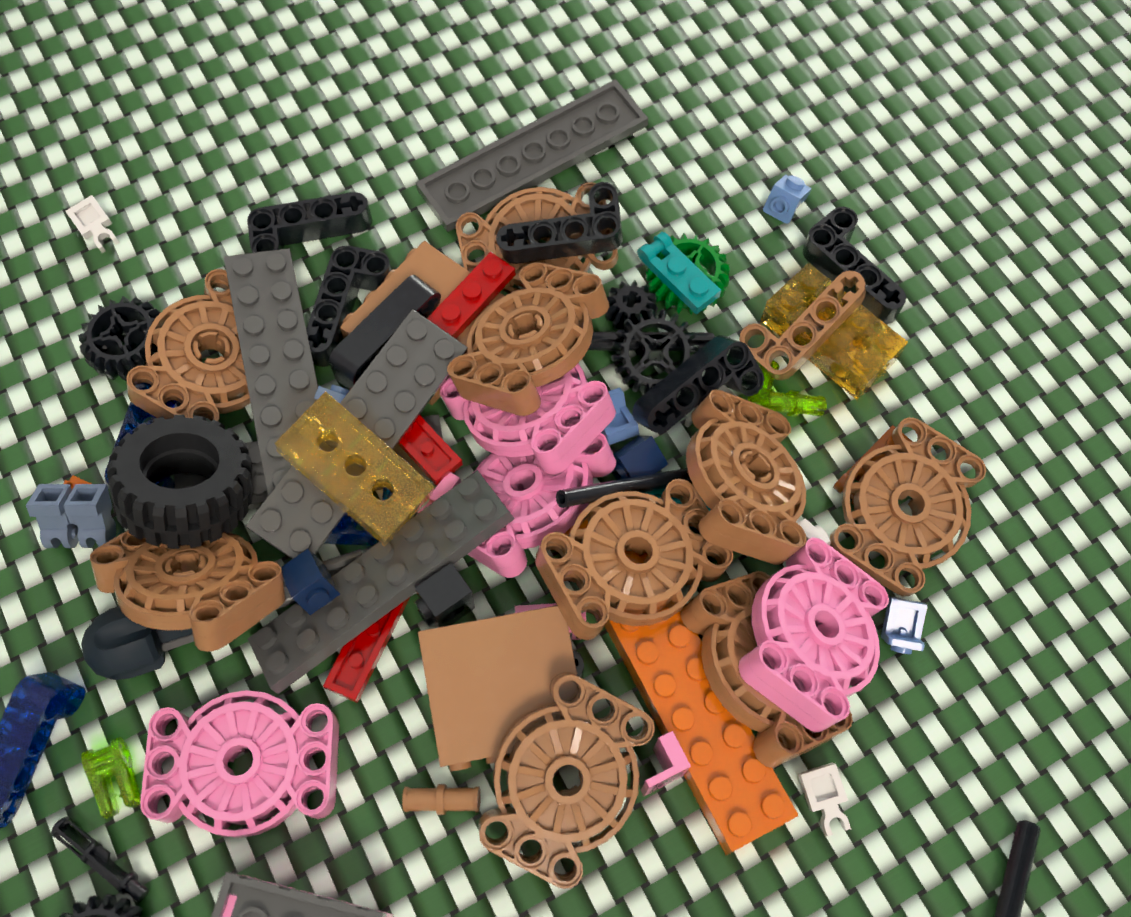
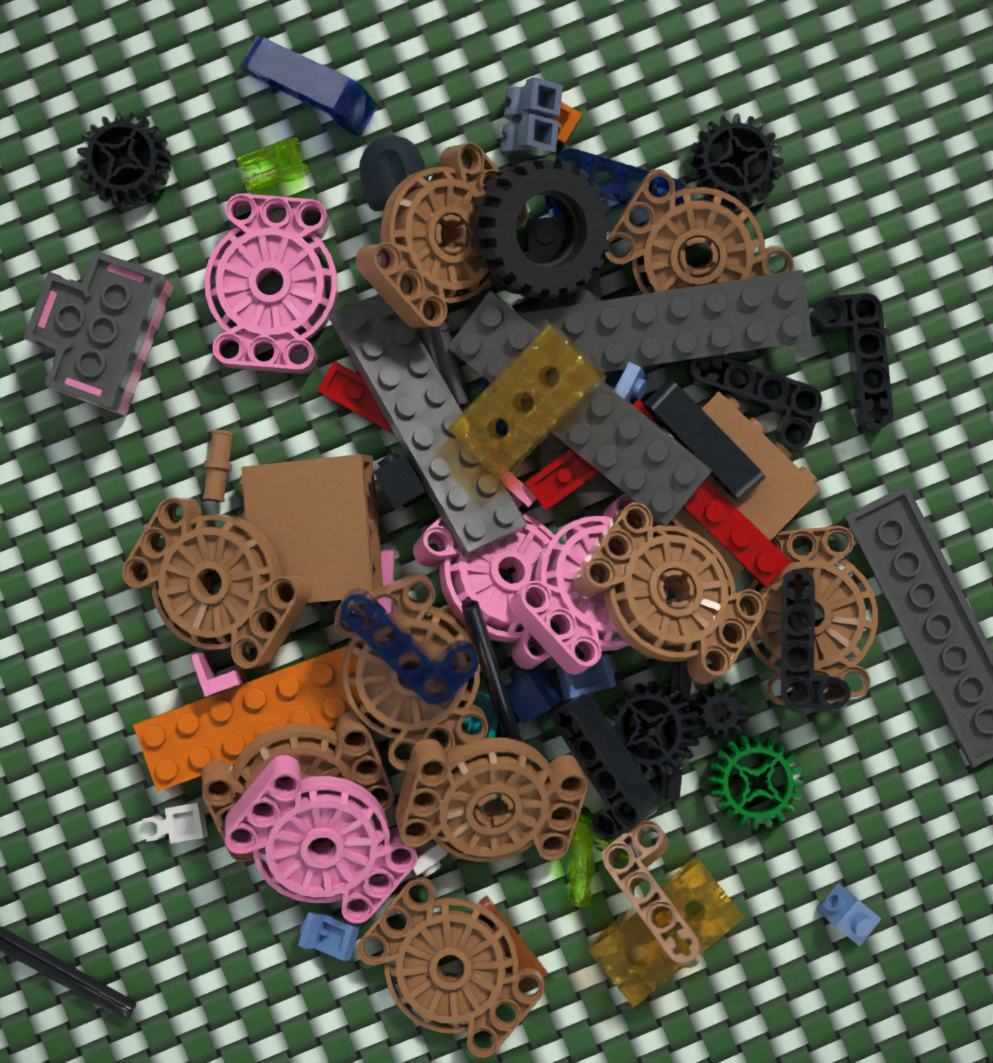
camera: 95 degrees right, 20 degrees up
(91, 221) = (893, 118): white plate -> none
(98, 859) = (204, 155): black piece -> none
(309, 582) = (427, 352): dark blue brick -> none
(608, 555) = (402, 642): none -> clear blue beam
(679, 273) = (745, 769): teal plate -> none
(834, 232) = (742, 976): black beam -> none

